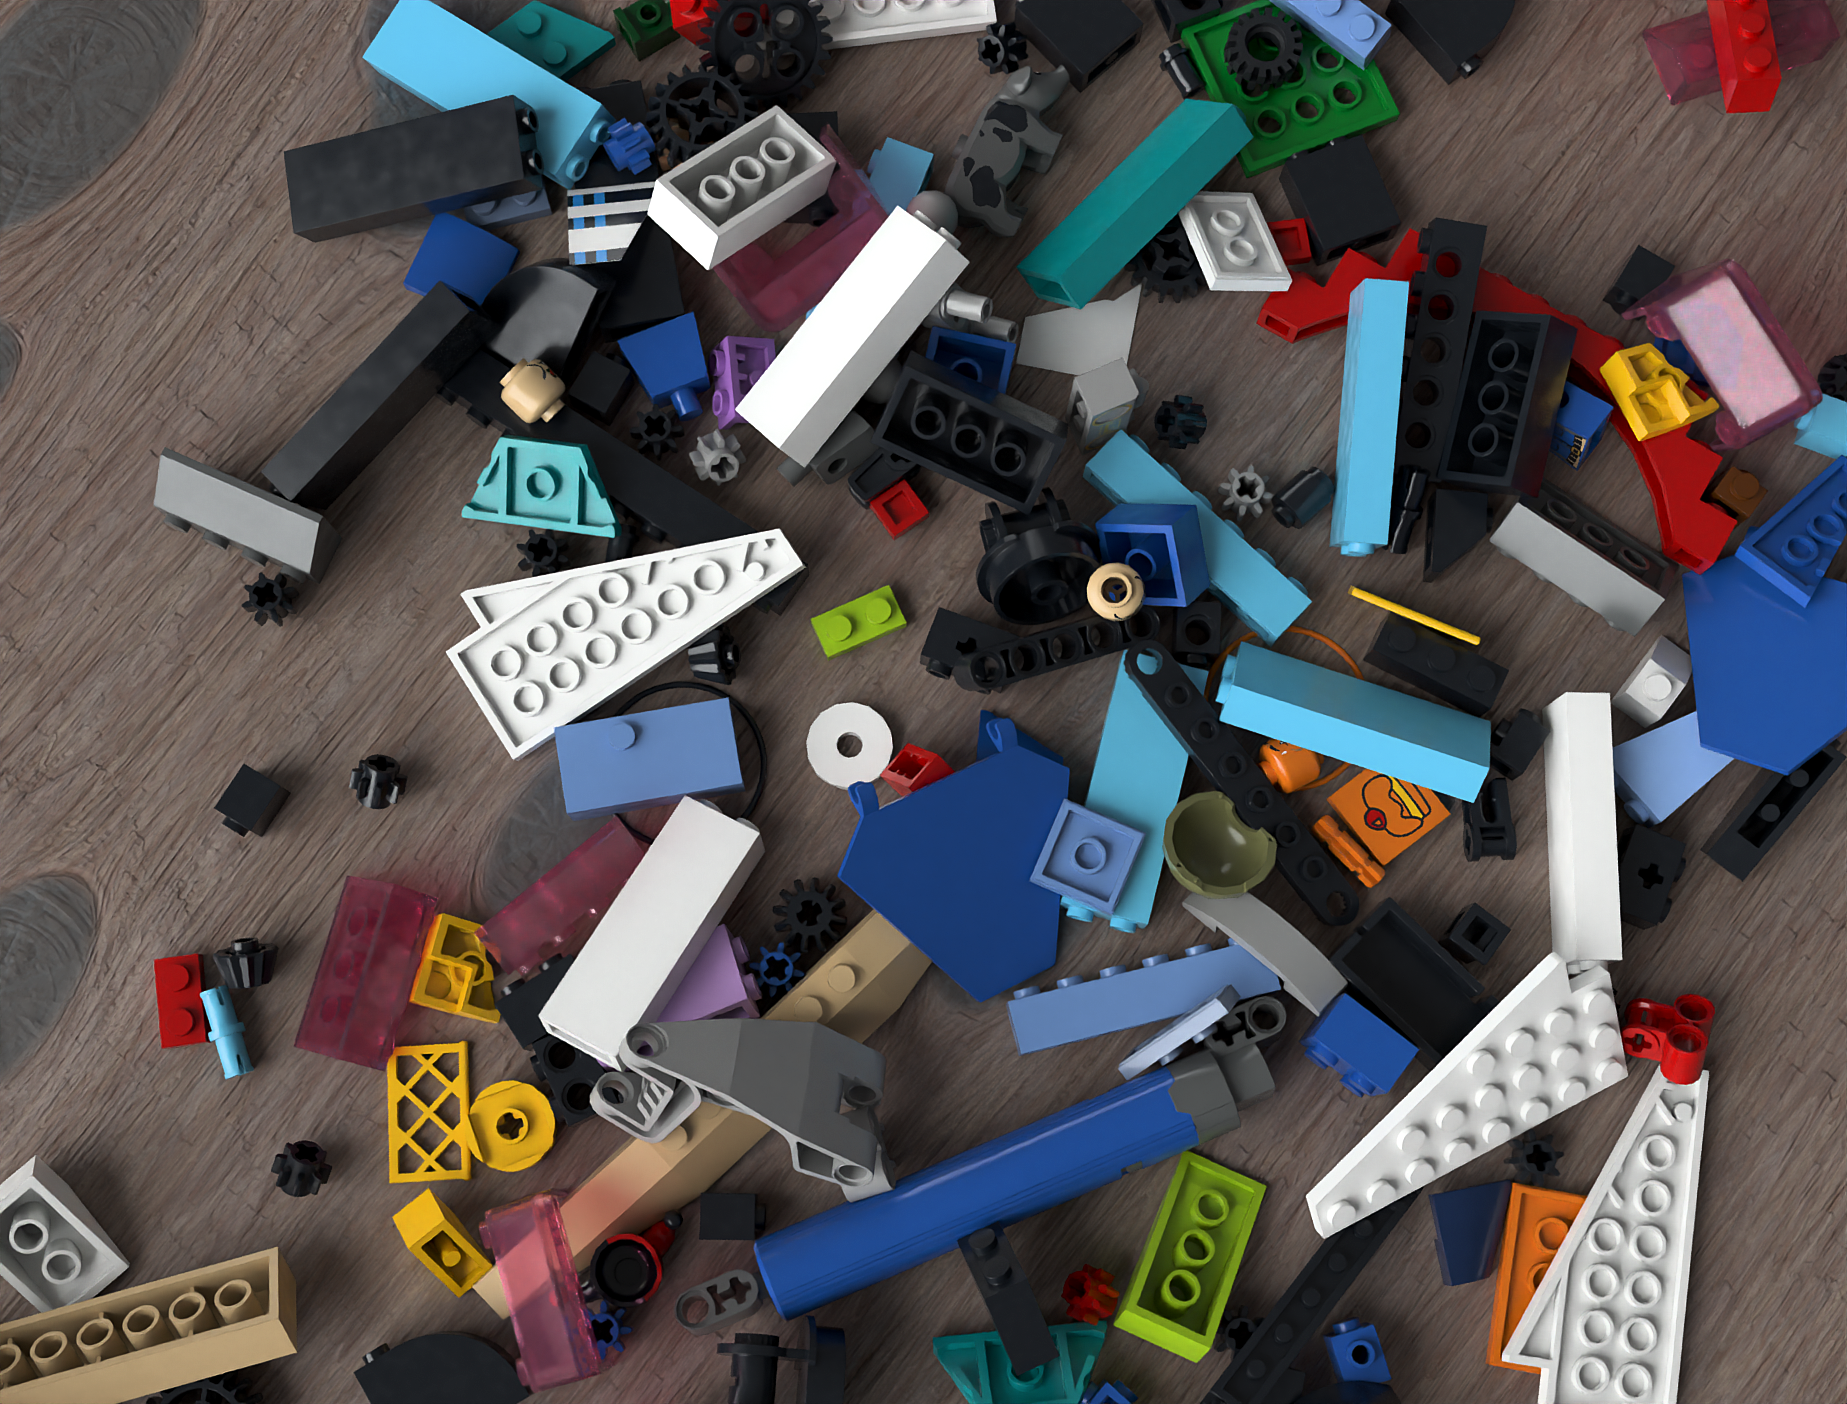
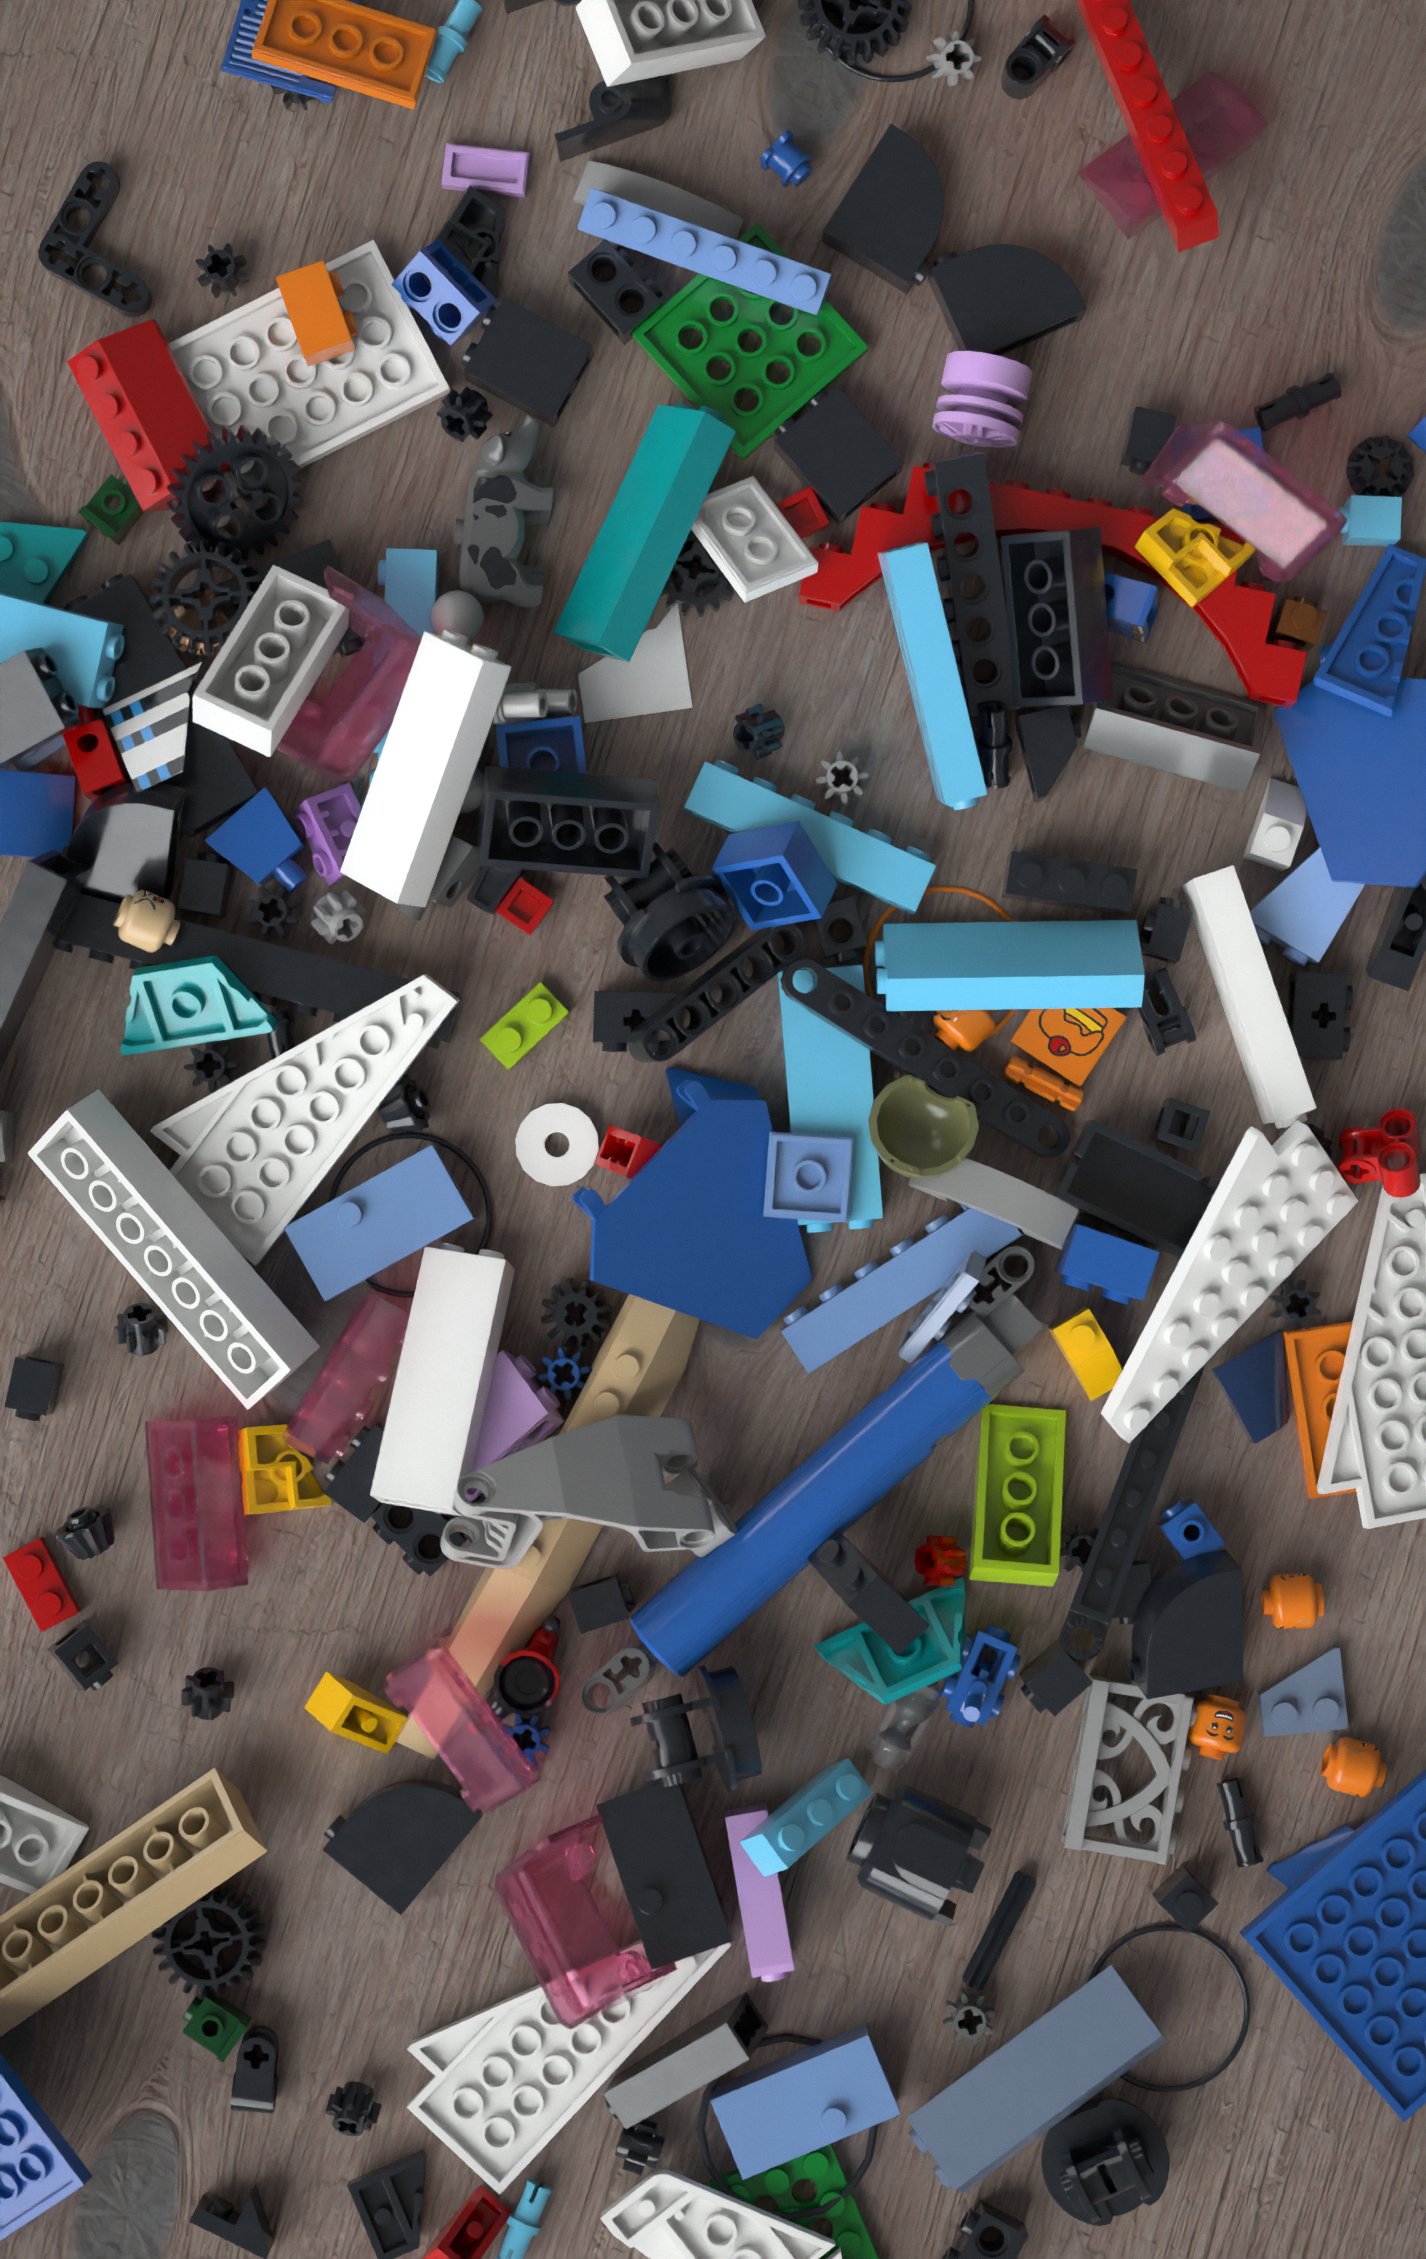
camera: 15 degrees left, 10 degrees up
(198, 1070) = (101, 1661): none -> black brick
(226, 1032) = (93, 1598): medium azure pin -> none
(397, 1091) = (281, 1635): yellow window -> none
(438, 713) = (172, 1249): none -> white brick
(489, 1113) = (376, 1616): yellow plate -> none
(543, 225) = (98, 768): none -> red torso
(629, 146) = (147, 649): blue gear -> none
(1101, 585) = (748, 941): tan head -> none
(1104, 403) = (683, 747): light grey piece -> none
(1181, 70) = (644, 374): black pin -> none
(1265, 27) = (716, 306): black tyre -> none
(1302, 498) = (896, 765): black brick -> none
(1308, 1133) = (1087, 1352): none -> yellow slope
(1466, 636) = (1033, 844): yellow window -> none
(1495, 187) = (983, 391): none -> lavender wheel
(1540, 114) = (1003, 297): none -> black brick
(1793, 296) = (1297, 402): none -> black pin

